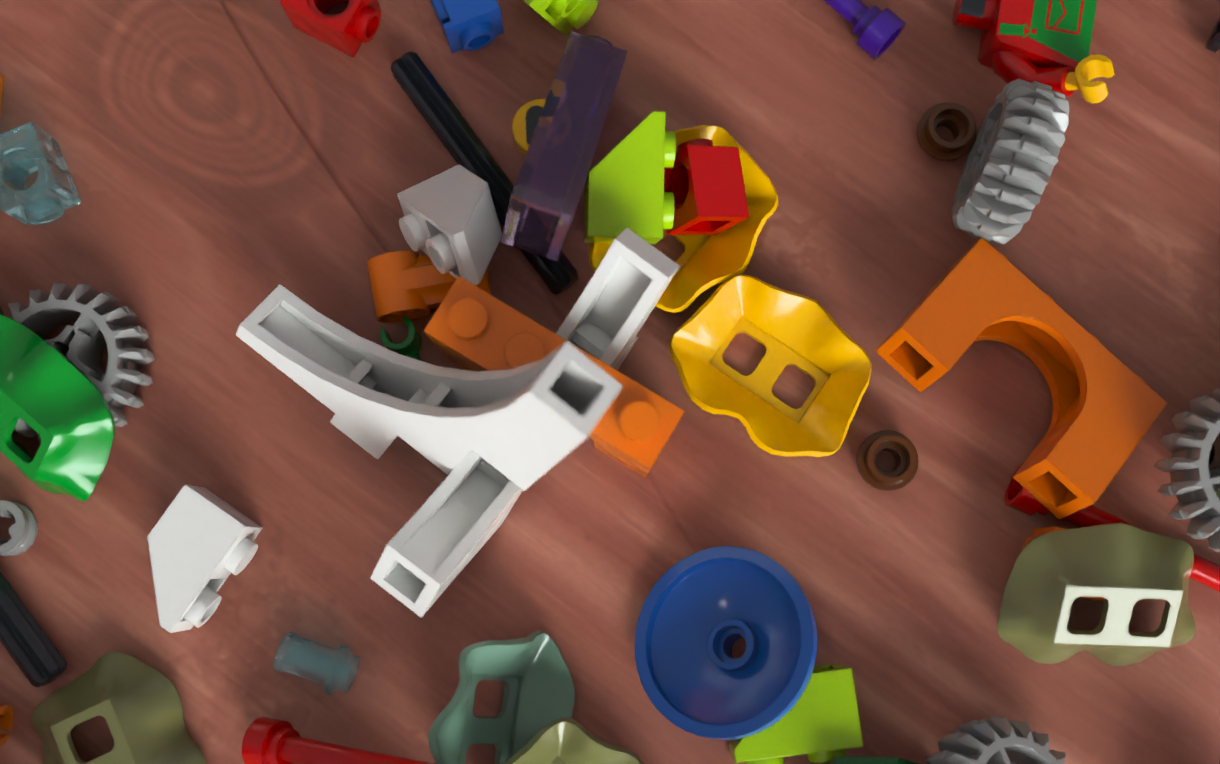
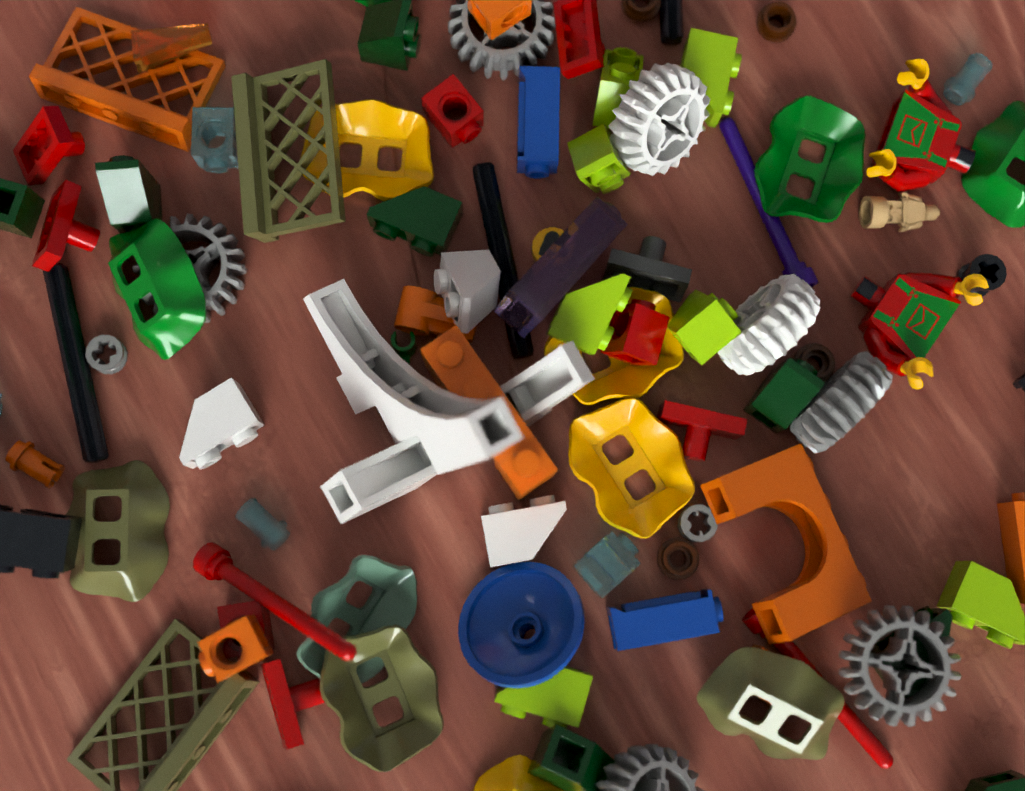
camera: 20 degrees right, 0 degrees up
(97, 180) = (258, 163): none -> olive fence
(235, 72) = (376, 126): none -> yellow piece
(347, 162) = (419, 217): none -> dark green slope
(669, 520) = (520, 533): none -> white slope
(685, 101) = (649, 270): none -> dark grey tile
(789, 138) = (704, 325): none -> lime slope
(800, 508) = (607, 563): none -> clear light blue brick
(839, 274) = (699, 426): none -> red tile
(871, 101) = (771, 324): none -> white gear
(905, 392) = (685, 525): none -> light grey bush
(908, 549) = (665, 619): none -> blue window
(931, 183) = (784, 394): none -> dark green slope

